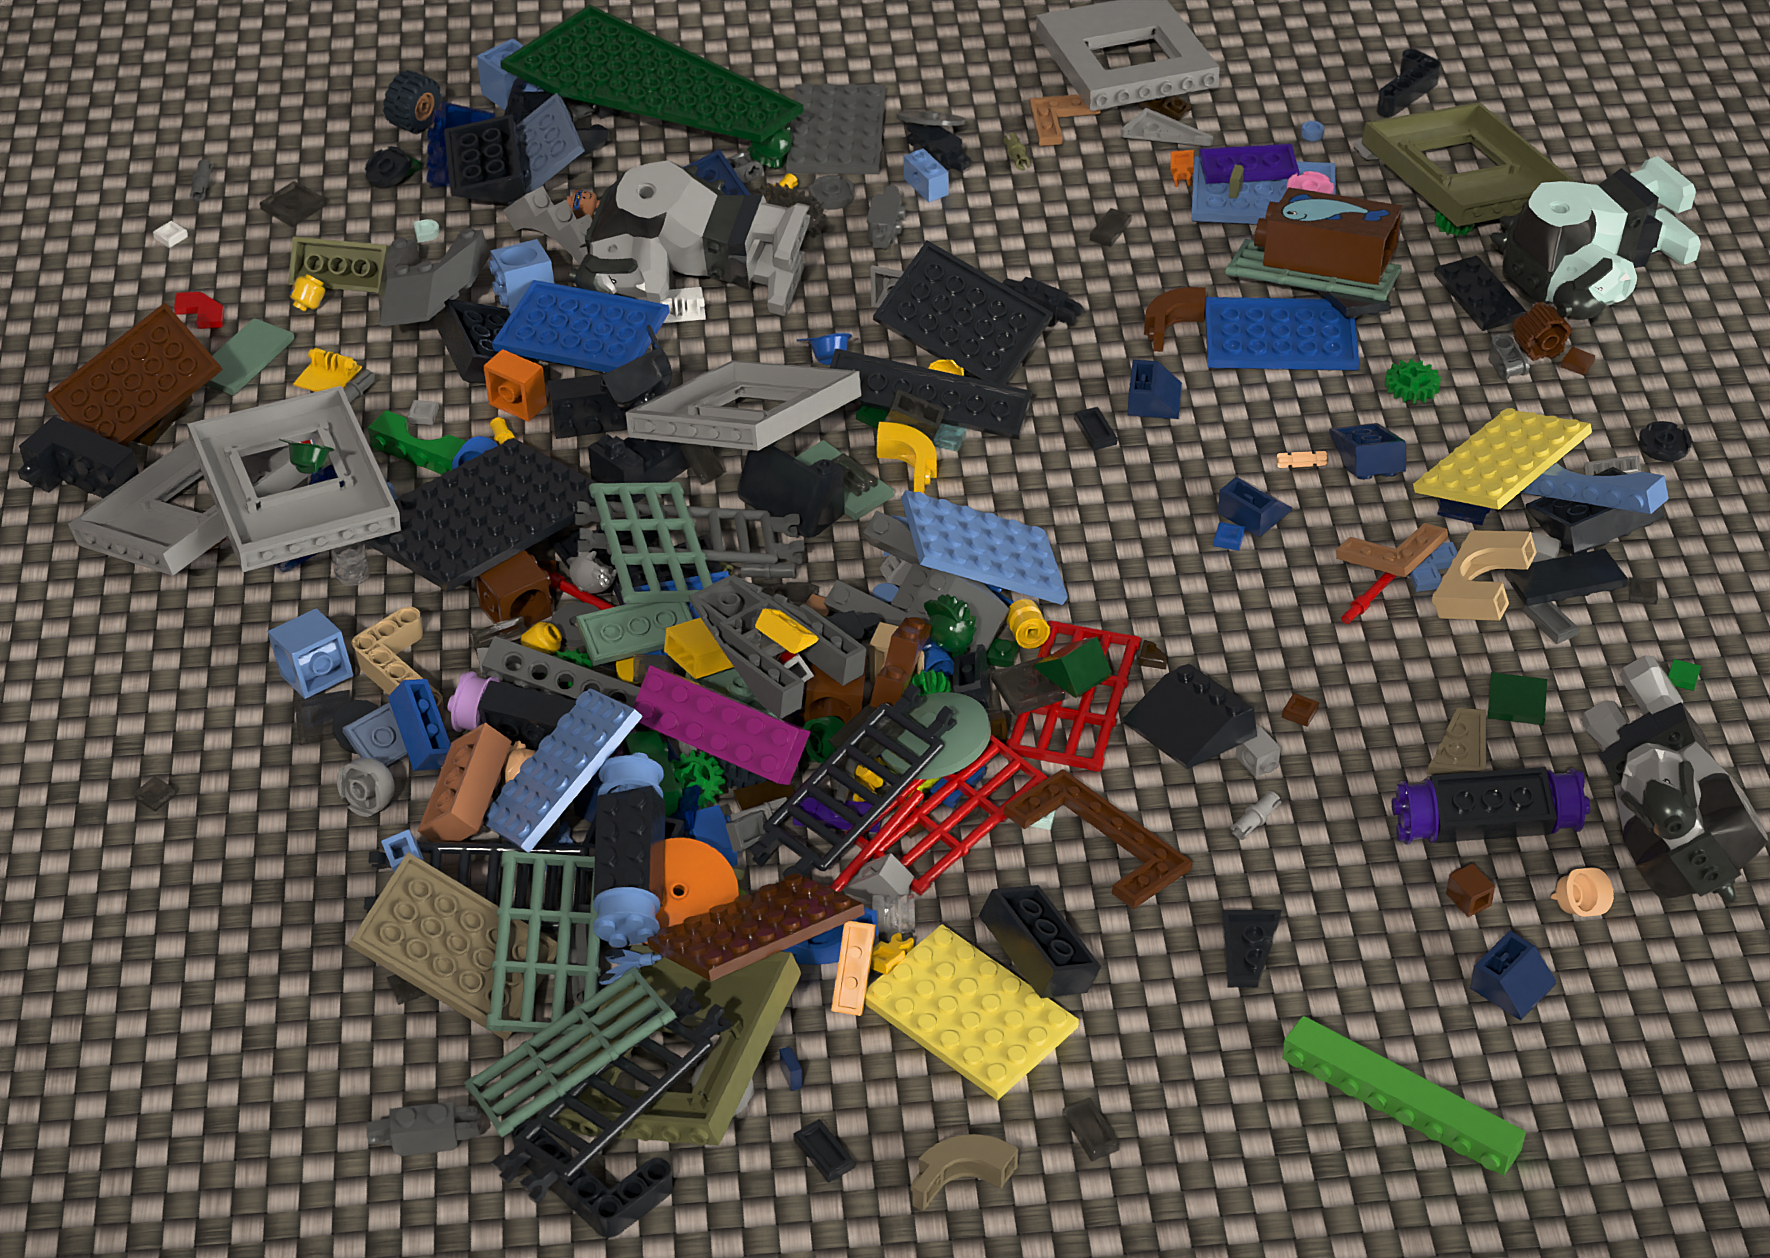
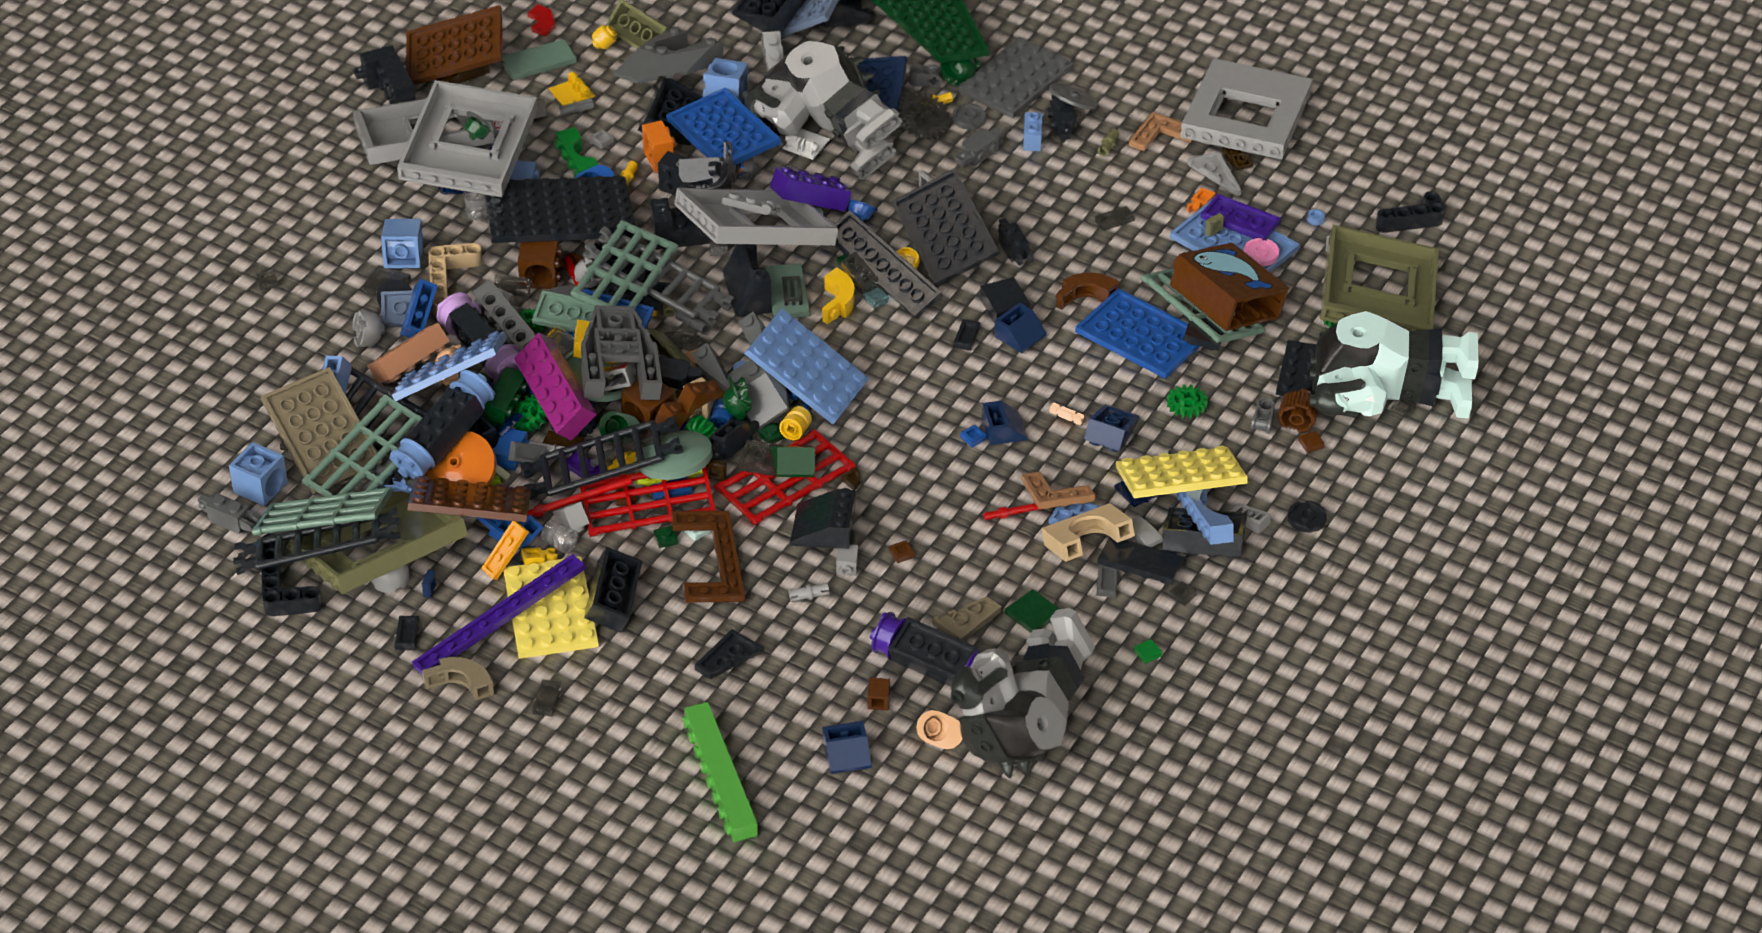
camera: 35 degrees right, 0 degrees up
(421, 1051) = (258, 474): none -> medium blue brick
(426, 230) = (711, 30): light aqua tile -> none
(542, 638) = (528, 297): yellow head -> none
(732, 389) = (748, 203): none -> light grey plate
(762, 345) = (810, 188): none -> dark purple brick
(785, 630) = (625, 349): yellow slope -> none
(930, 1060) = (501, 613): none -> dark purple plate
(1013, 843) = (665, 537): none -> dark green plate
(1098, 370) = (1001, 297): none -> black brick

